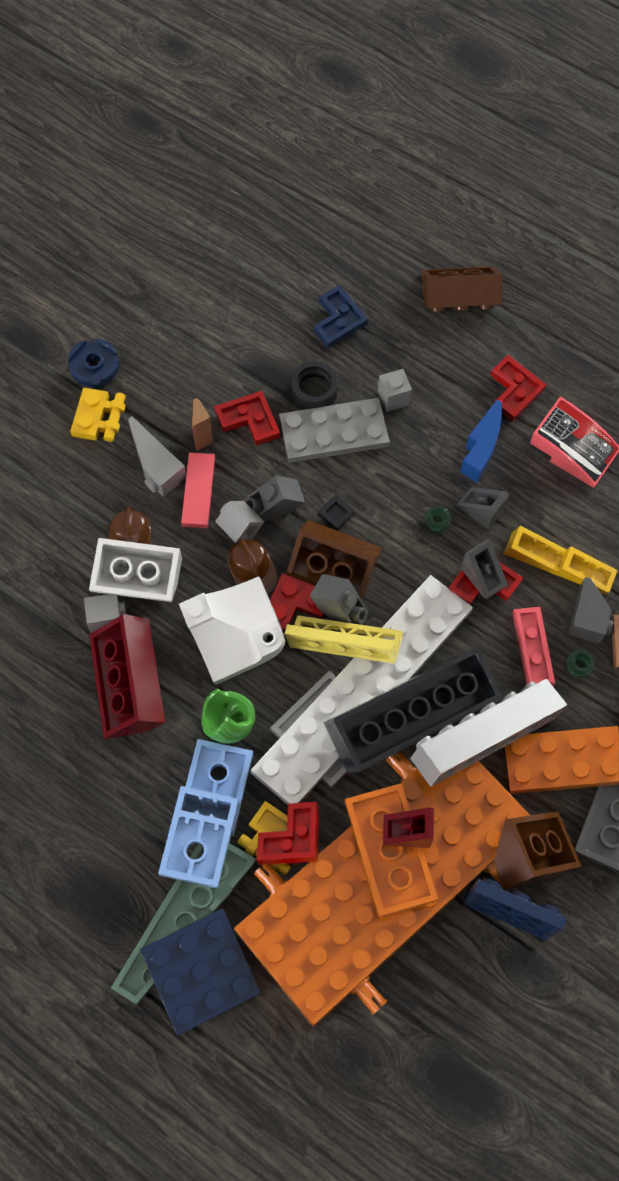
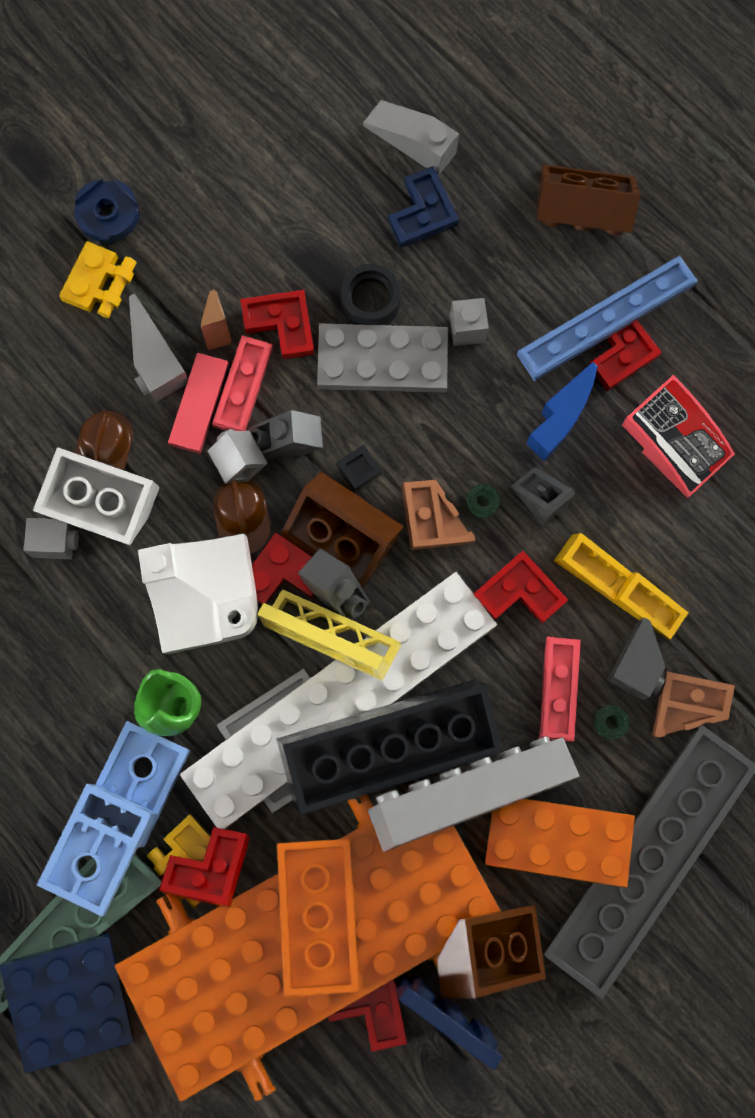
camera: 10 degrees right, 10 degrees up
(126, 677) = (60, 625): dark red slope -> none
(229, 469) = (242, 384): none -> coral tile
(318, 265) = (414, 134): none -> light grey slope
(401, 538) = (432, 518): none -> nougat wing
(409, 828) = (341, 901): dark red slope -> none
(456, 926) = (381, 1016): none -> red plate
(483, 569) = (521, 584): dark grey slope -> none
(498, 367) = (606, 318): none -> medium blue tile

